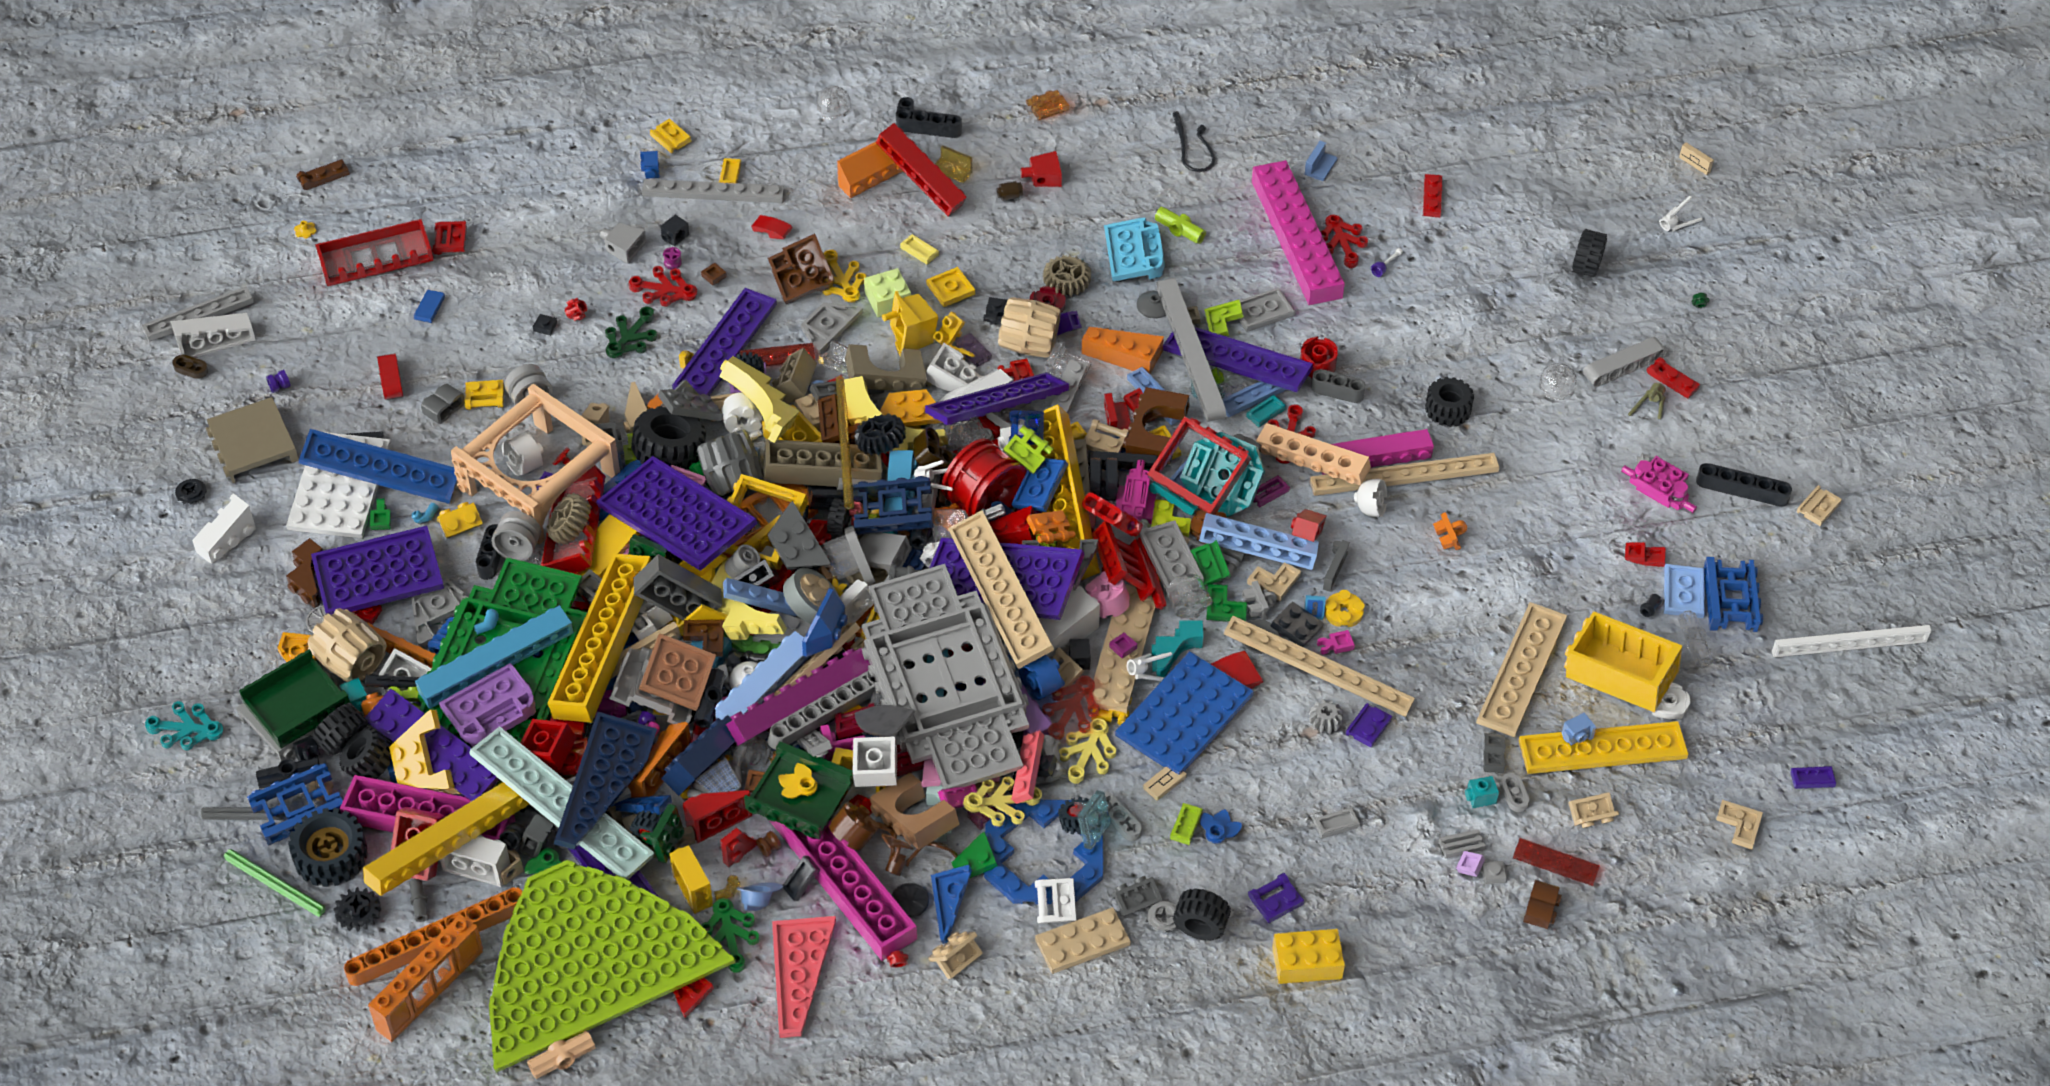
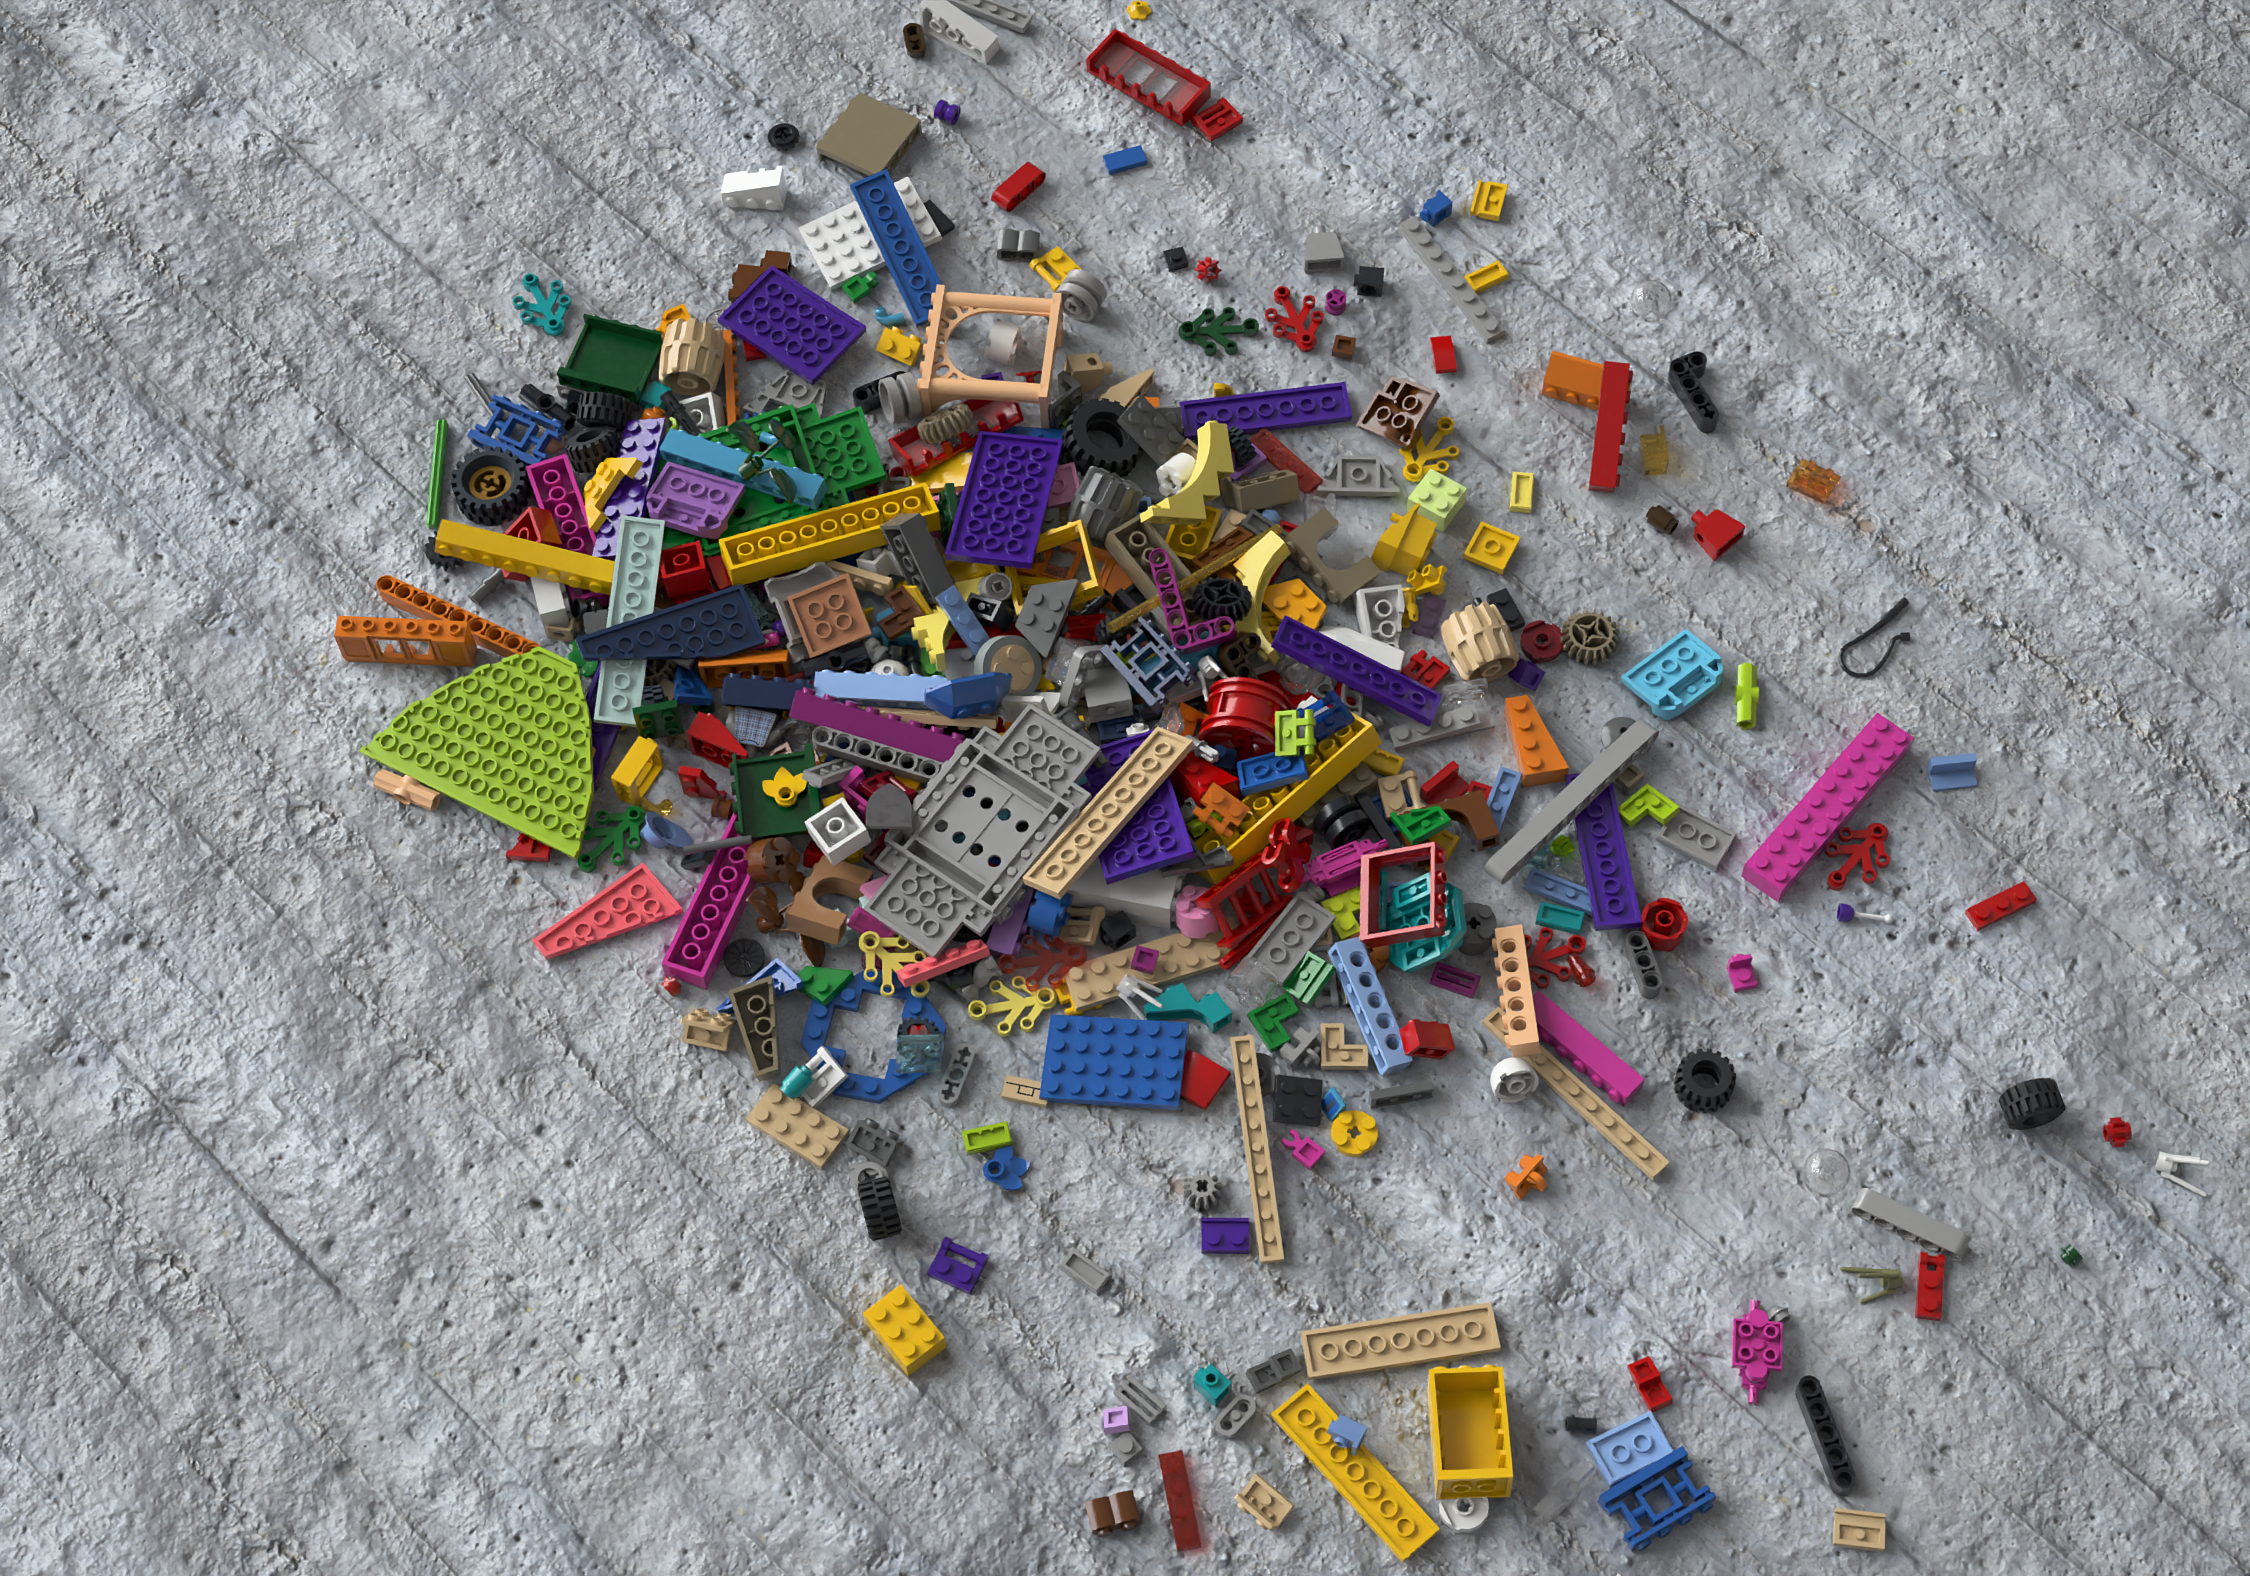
camera: 60 degrees right, 10 degrees up
(510, 639) = (753, 465): none -> dark green plant
(812, 851) = (718, 844): none -> dark grey bar
(871, 456) = (1178, 610): none -> magenta beam
(987, 914) = (758, 1022): none -> dark tan wedge
(1053, 912) = (797, 1081): none -> teal brick
(1147, 430) = (1421, 823): none -> green wing
(1317, 420) = (1581, 971): none -> clear red cone
(1381, 343) = (1741, 972): none -> dark pink bracket
(1633, 230) = (2117, 1132): none -> red gear

